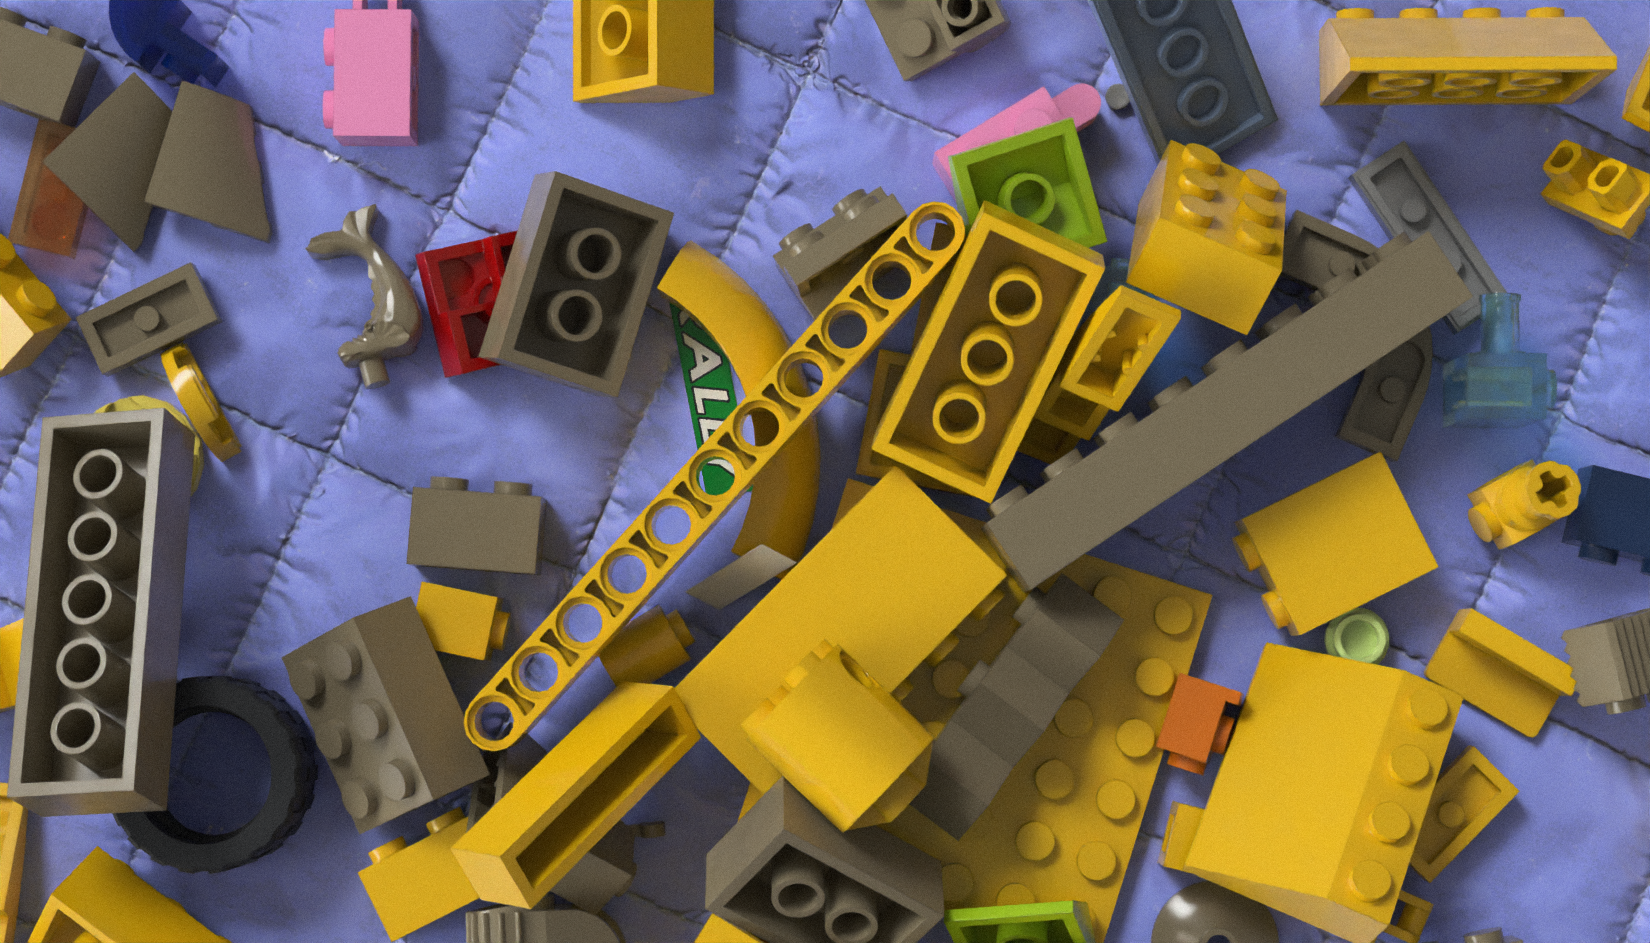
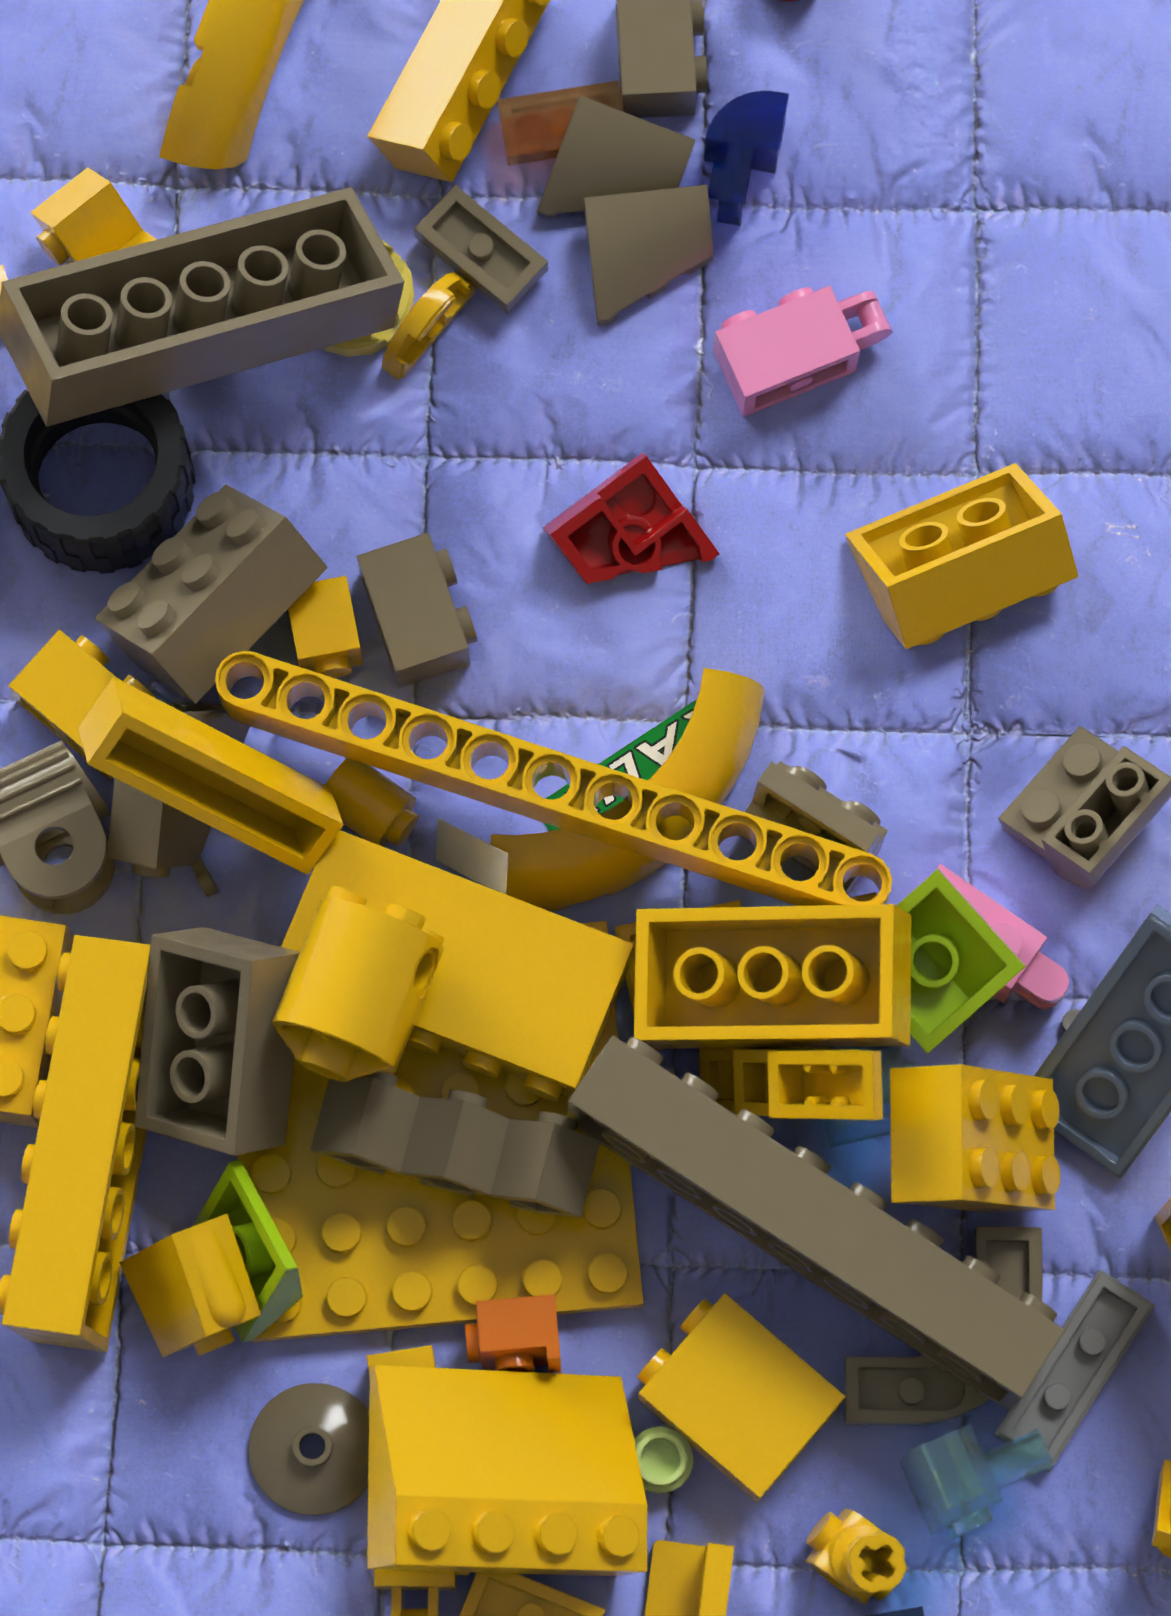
camera: 65 degrees right, 10 degrees down
(397, 315) = (579, 460): dark tan animal -> none
(576, 284) = (675, 597): dark tan brick -> none

